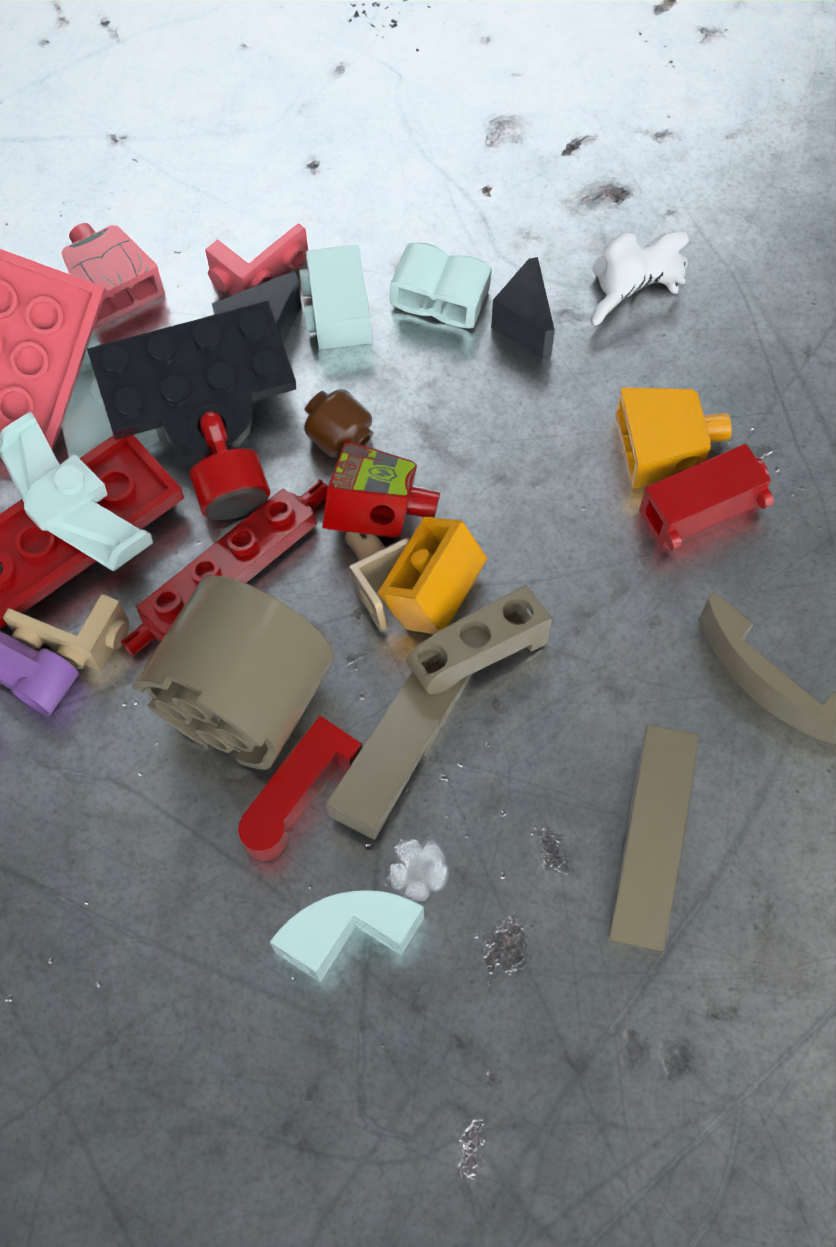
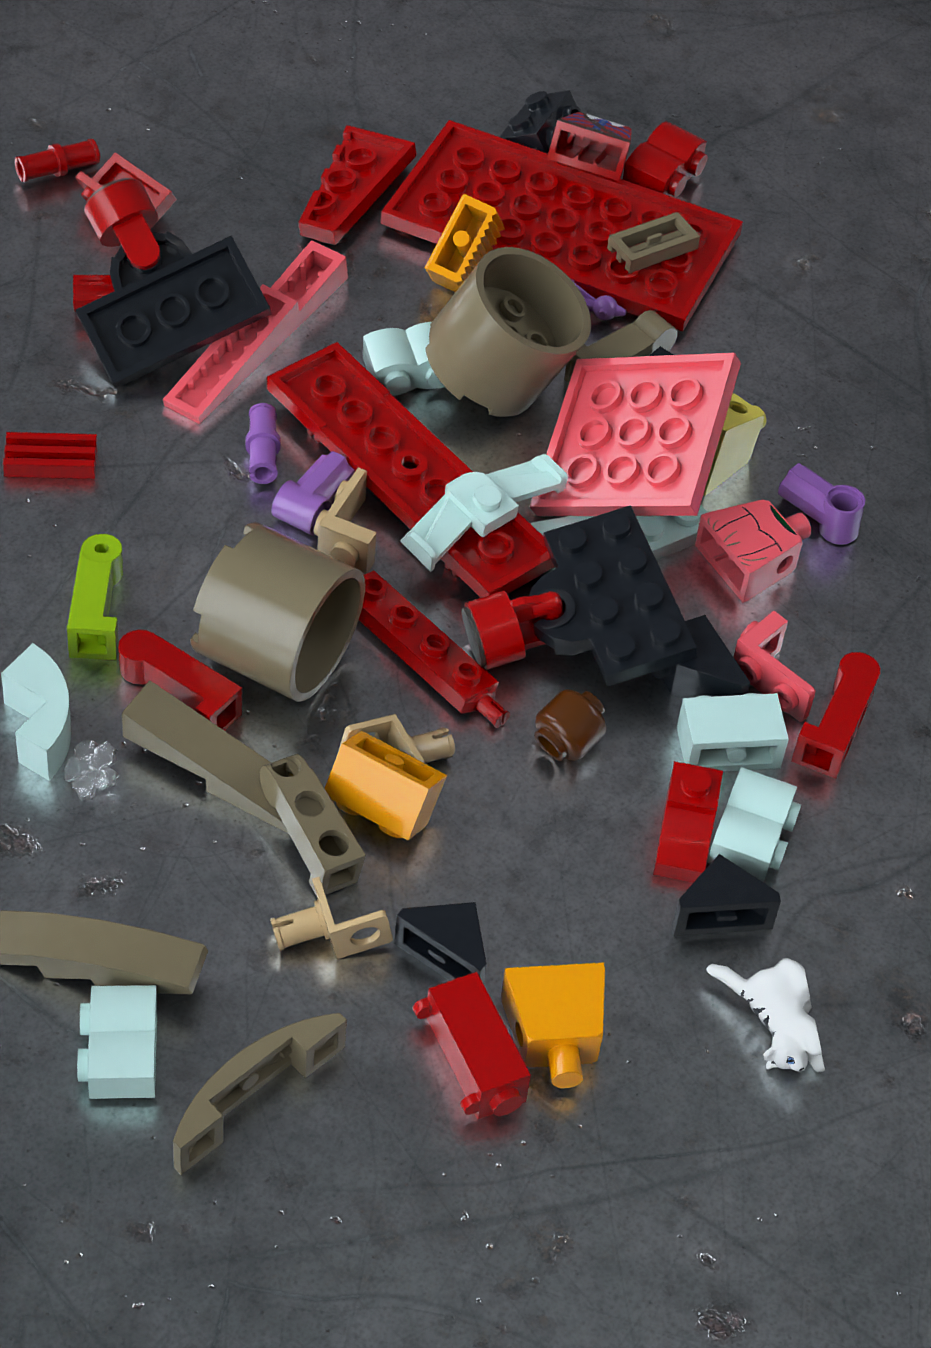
camera: 85 degrees right, 15 degrees down
(59, 210) = (834, 507): none -> medium lavender piece
(177, 893) = (89, 627): none -> lime leg
(324, 216) = (828, 745): none -> red leg
(374, 493) = (480, 740): red torso -> none
(440, 334) = (687, 822): none -> red arch
(588, 629) = (318, 922): none -> tan bracket
(598, 516) = (443, 938): none -> black slope
(751, 799) = (121, 1042): none -> light aqua brick

